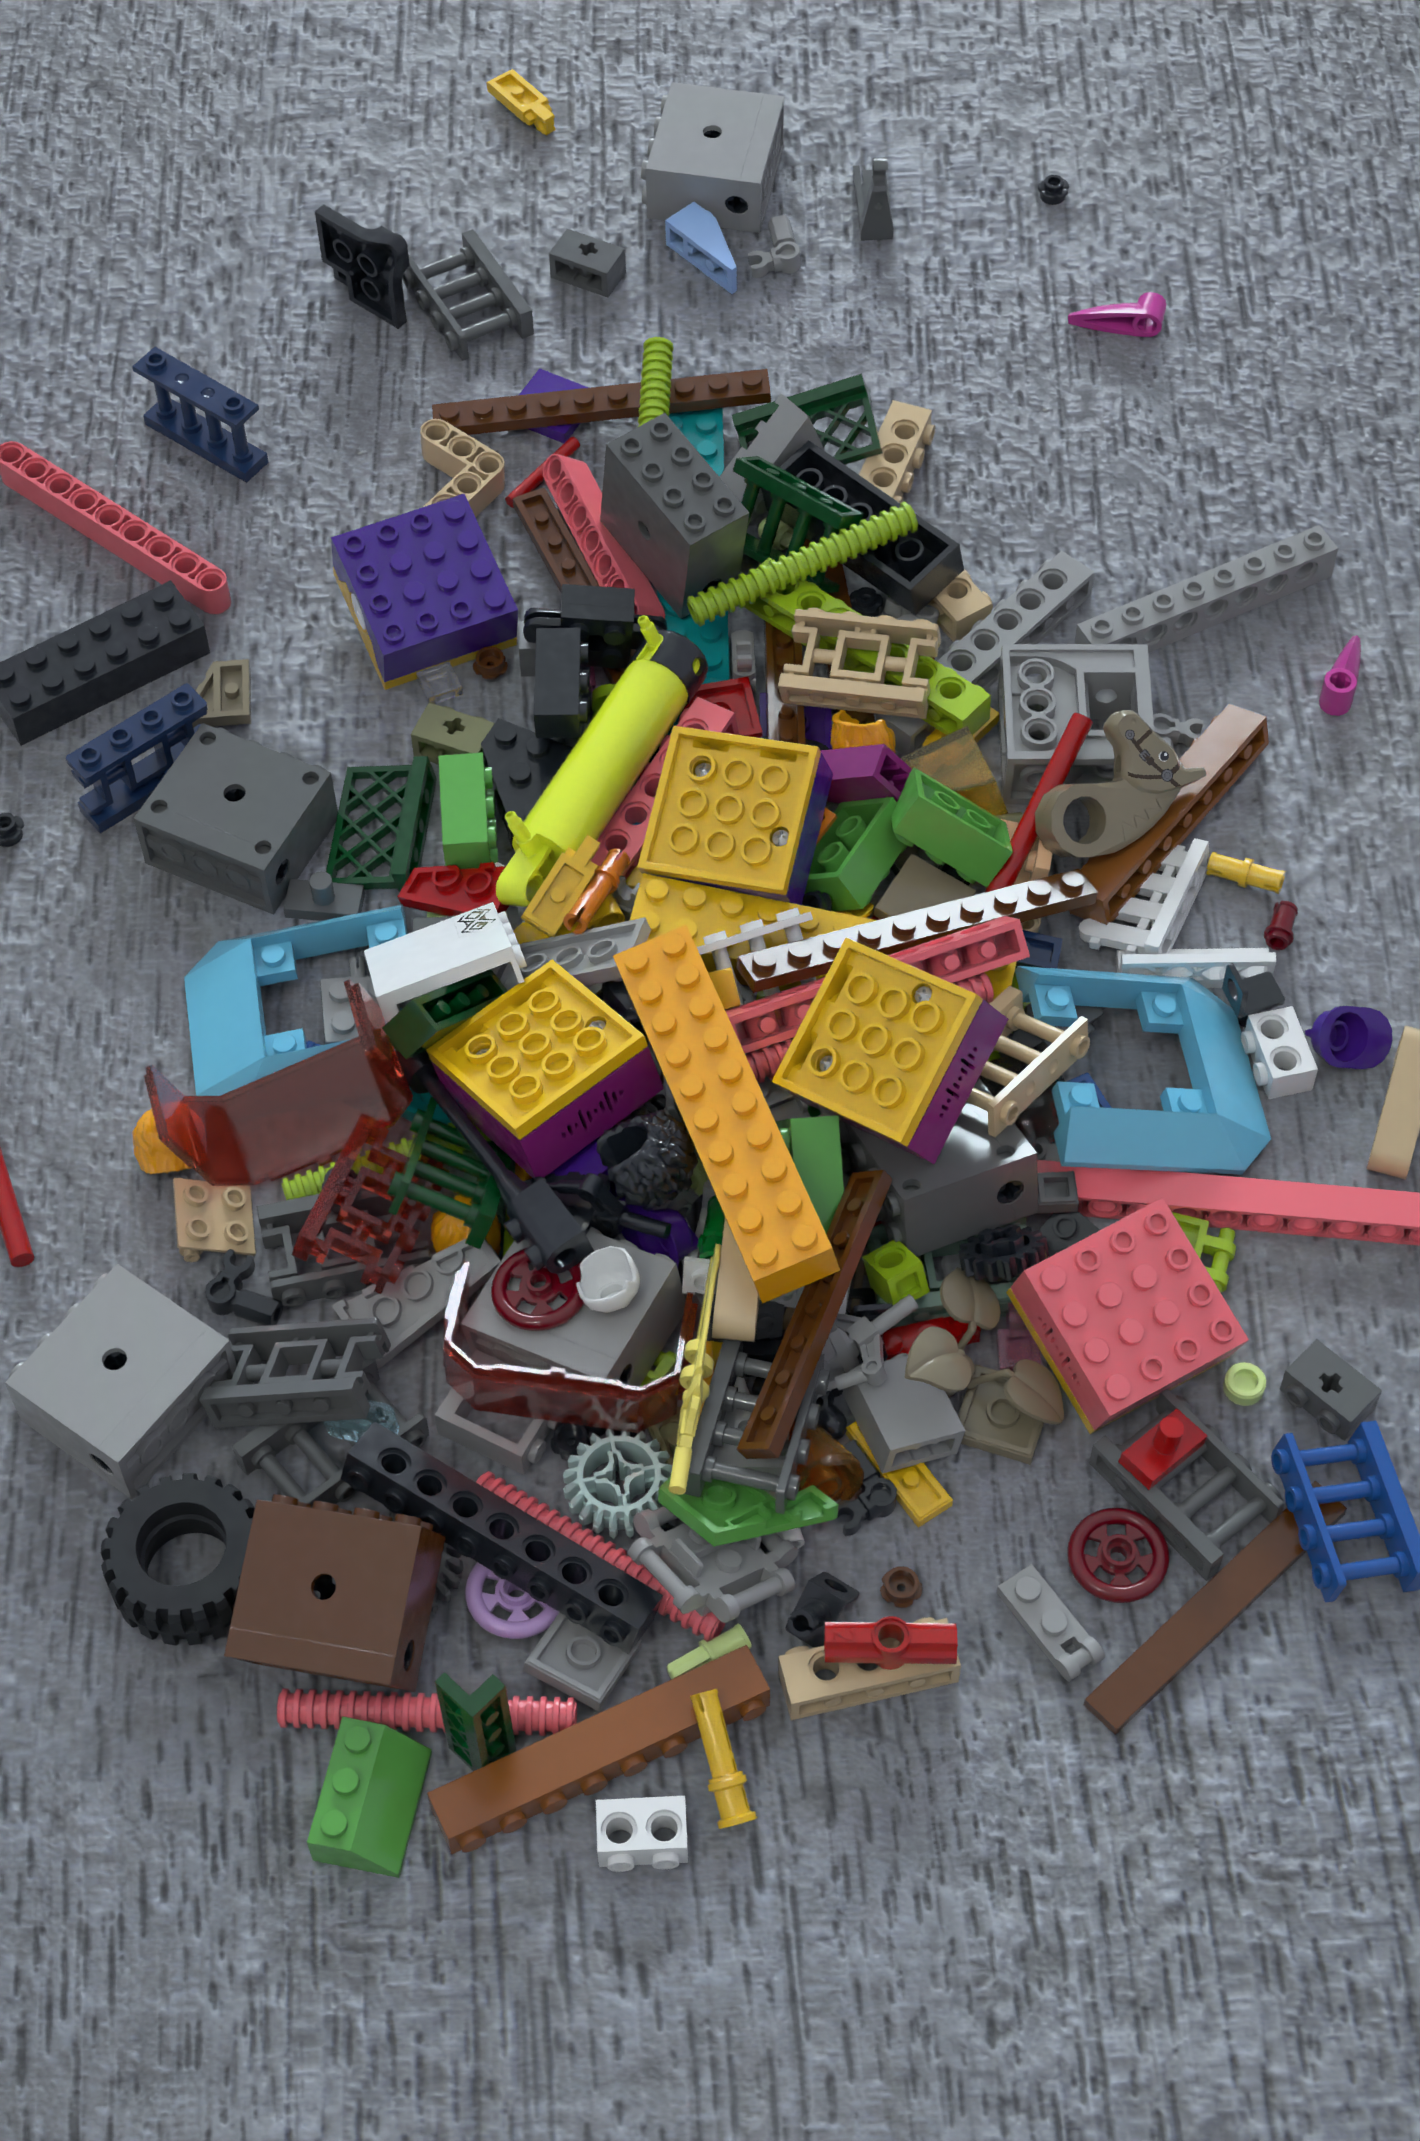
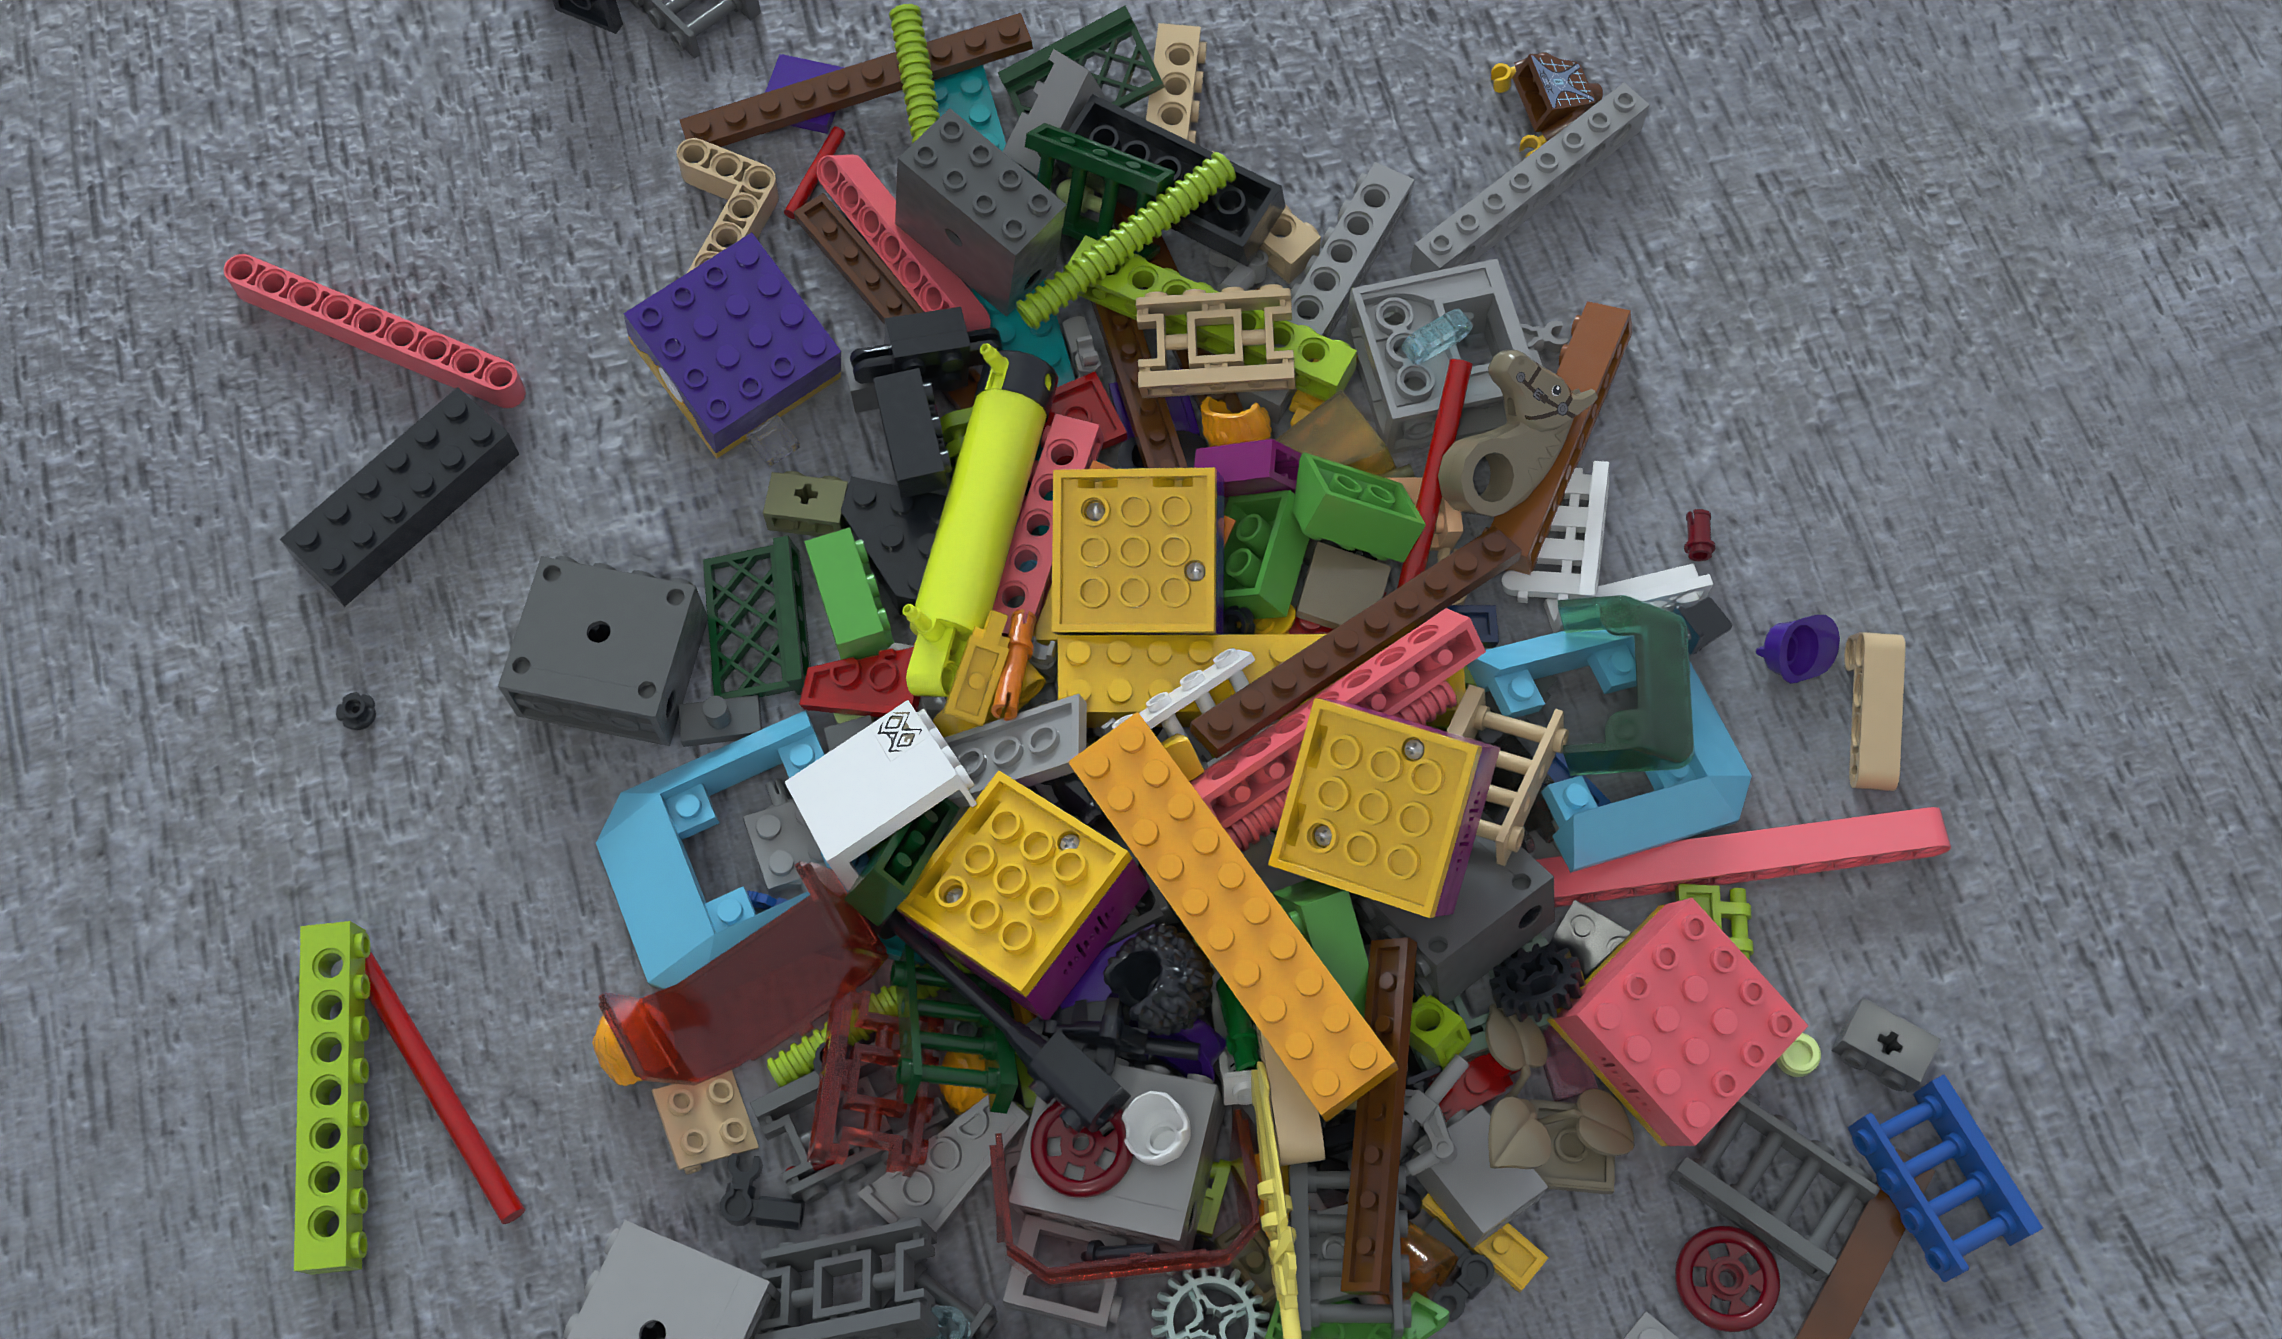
camera: 15 degrees left, 10 degrees up
(107, 763) = (479, 605): dark blue fence -> none
(192, 430) = (436, 182): dark blue fence -> none
(226, 693) = (547, 506): dark tan wing -> none
(490, 663) = (818, 399): reddish brown plate -> none
(563, 1434) = (1146, 1299): black plate -> none
(866, 601) = (1191, 264): black plate -> none
(1057, 1192) = (1570, 895): dark grey tile -> none
(1067, 695) = (1437, 336): none -> clear light blue beam
(1162, 1448) = (1747, 1158): red tile -> none
(1183, 1050) = (1661, 729): none -> clear green windscreen
(1245, 521) = (1551, 92): none -> reddish brown torso
(1245, 872) = (1649, 483): yellow pin -> none
(1285, 1051) = (1746, 676): white brick -> none
(1341, 680) = (1684, 251): dark pink piece -> none

